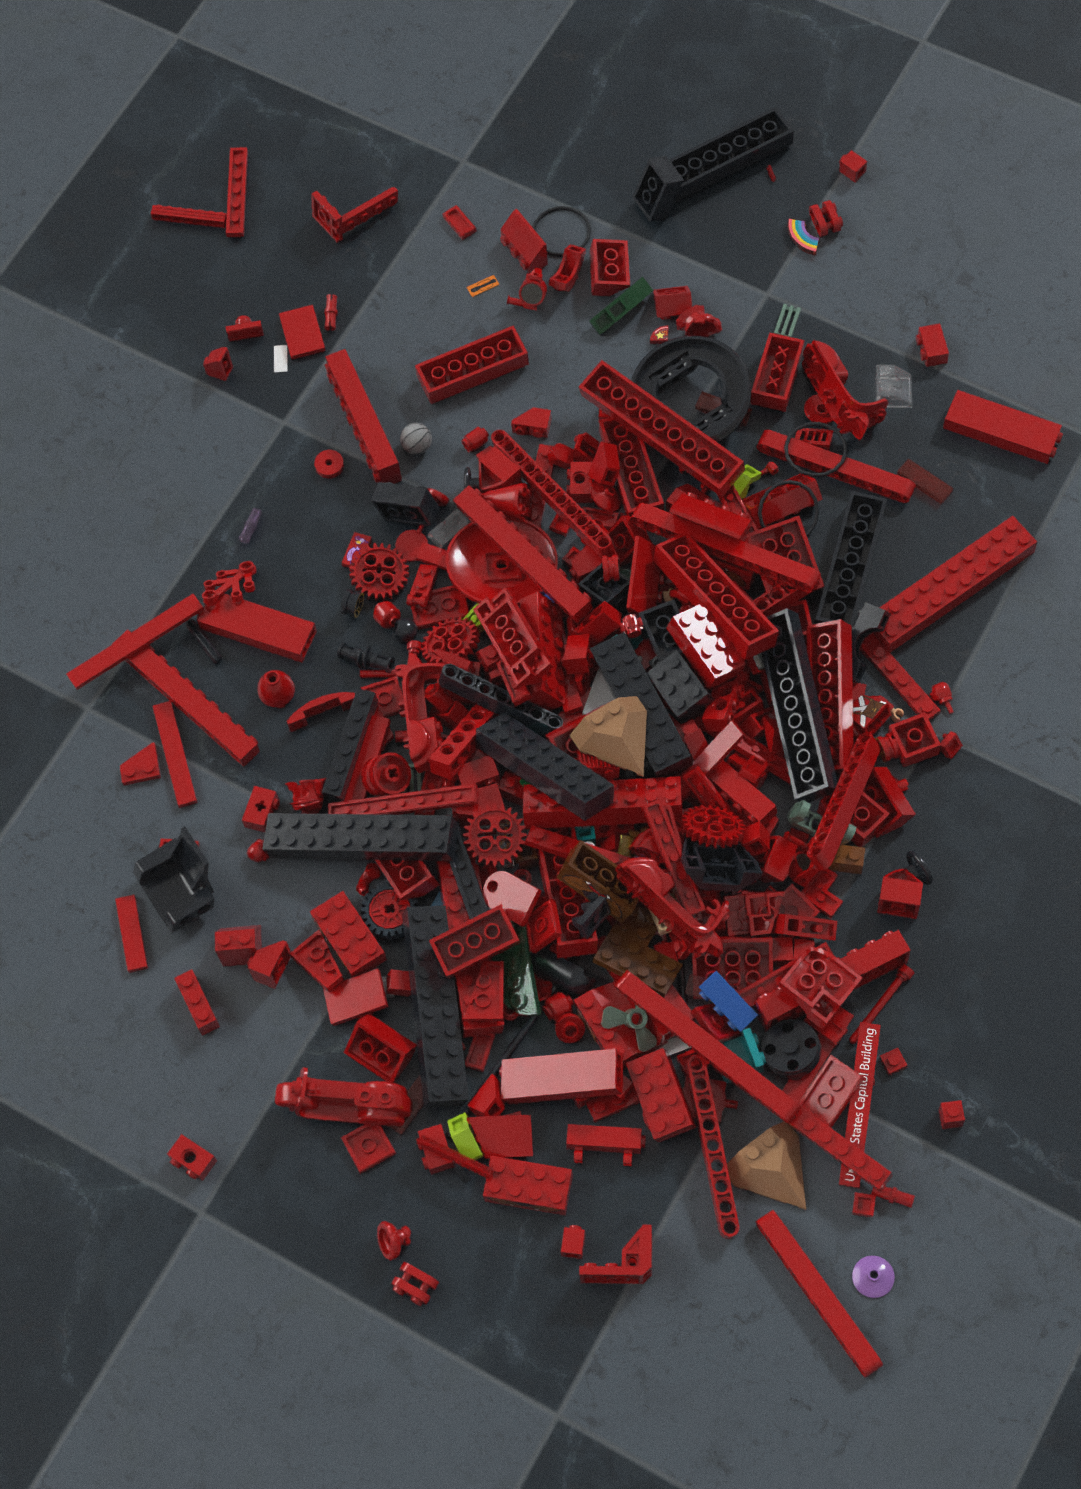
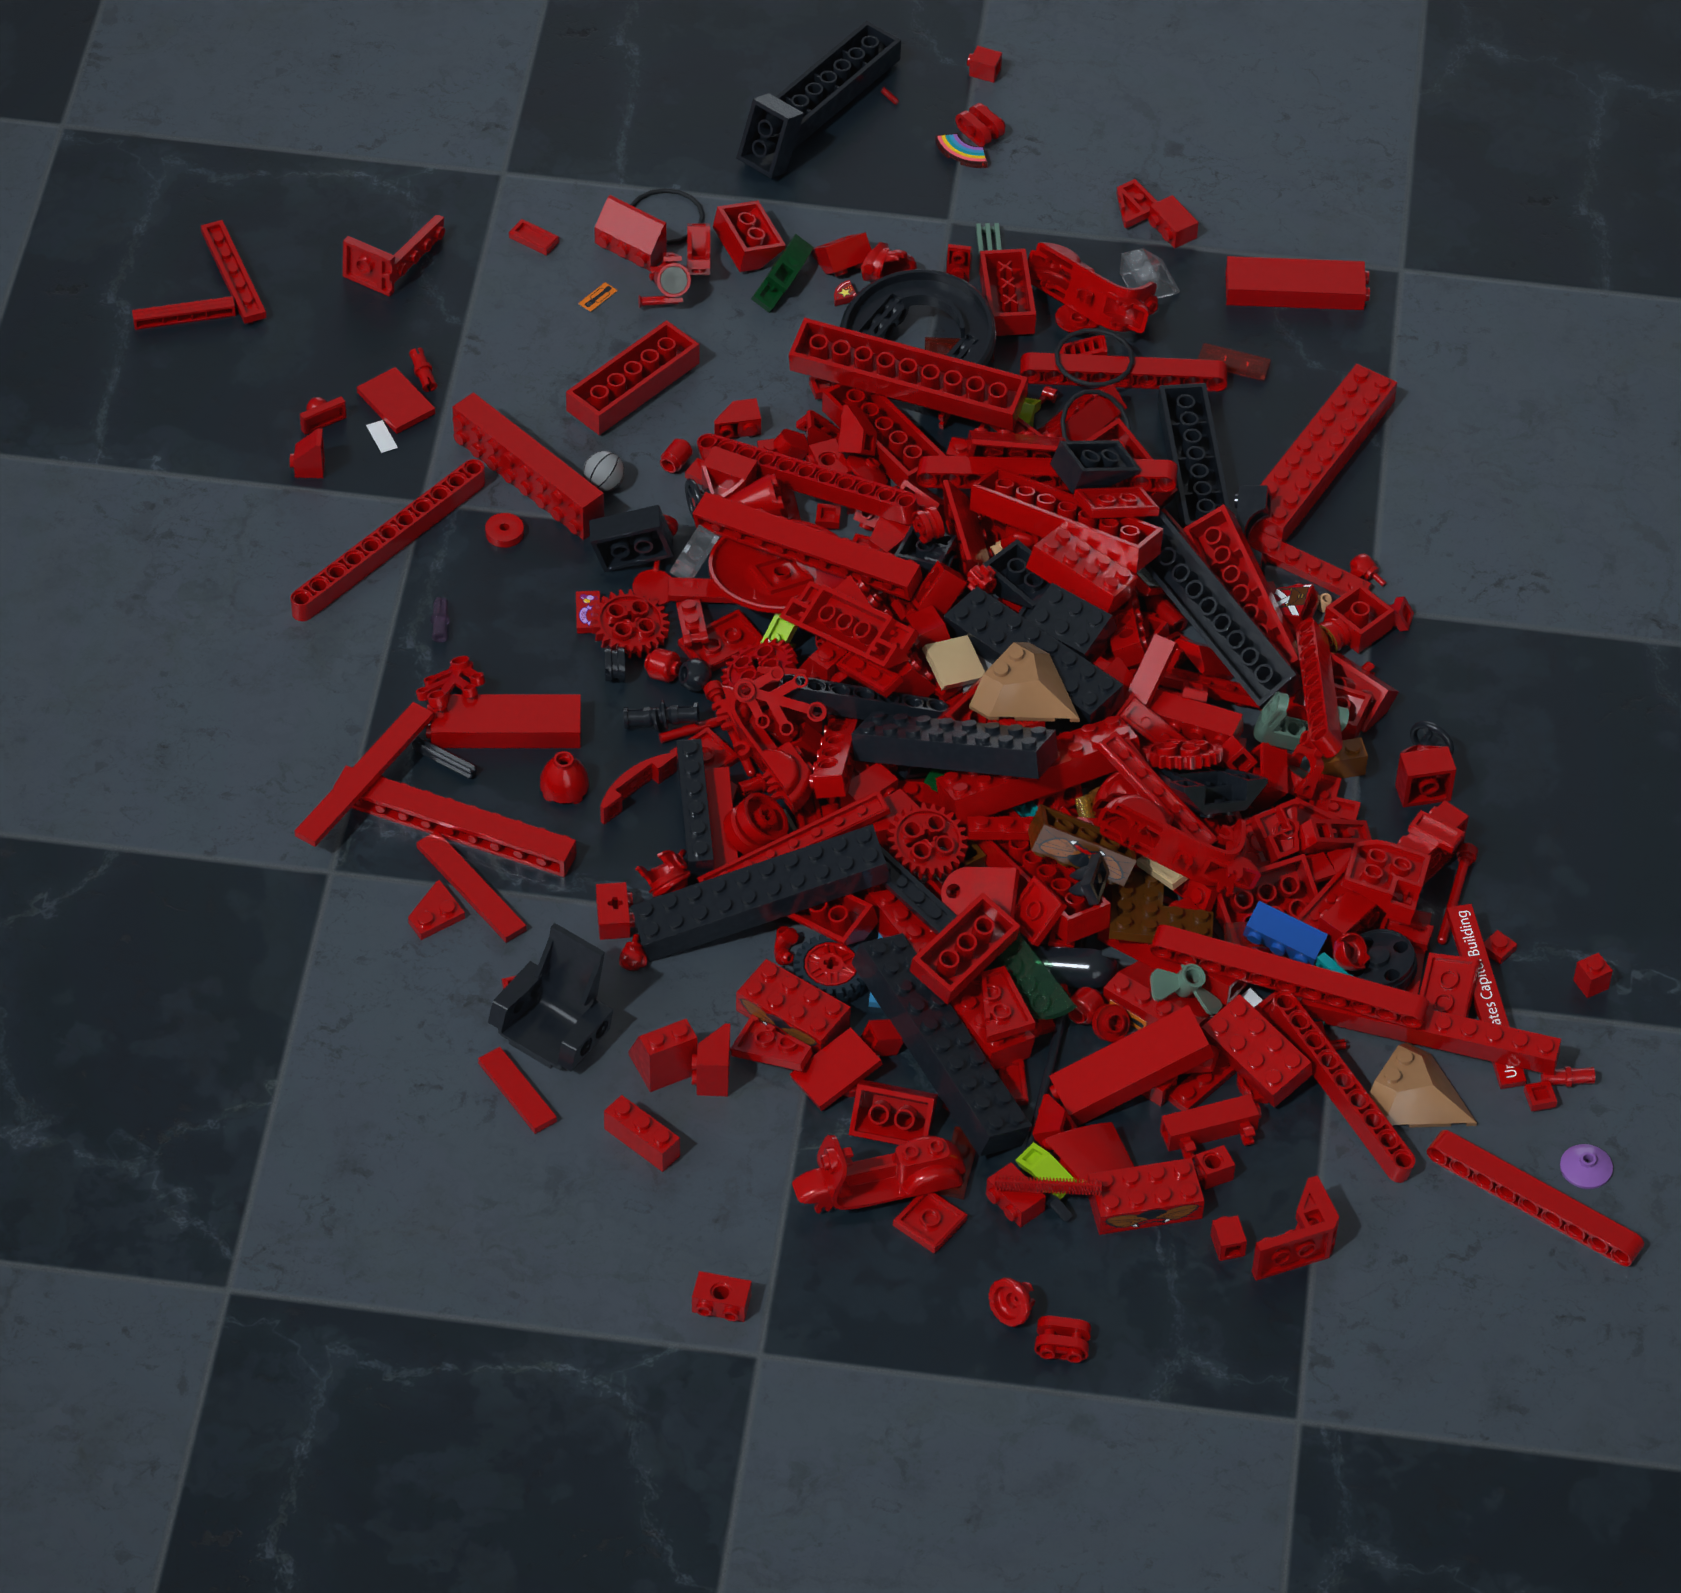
camera: 30 degrees left, 15 degrees down
(237, 454) = (387, 540): none -> red beam
(434, 683) = (776, 699): none -> red plant
(581, 690) = (954, 662): none -> tan tile
(596, 1172) = (1219, 1160): none -> red brick
(754, 334) = (959, 261): none -> red slope
(754, 556) = (1093, 464): none -> black slope
(756, 595) = (1116, 502): none -> red tile
(767, 1037) = (1350, 952): none -> red hair
(877, 956) = (1436, 831): none -> red tile
(910, 319) = (1134, 202): none -> red wing

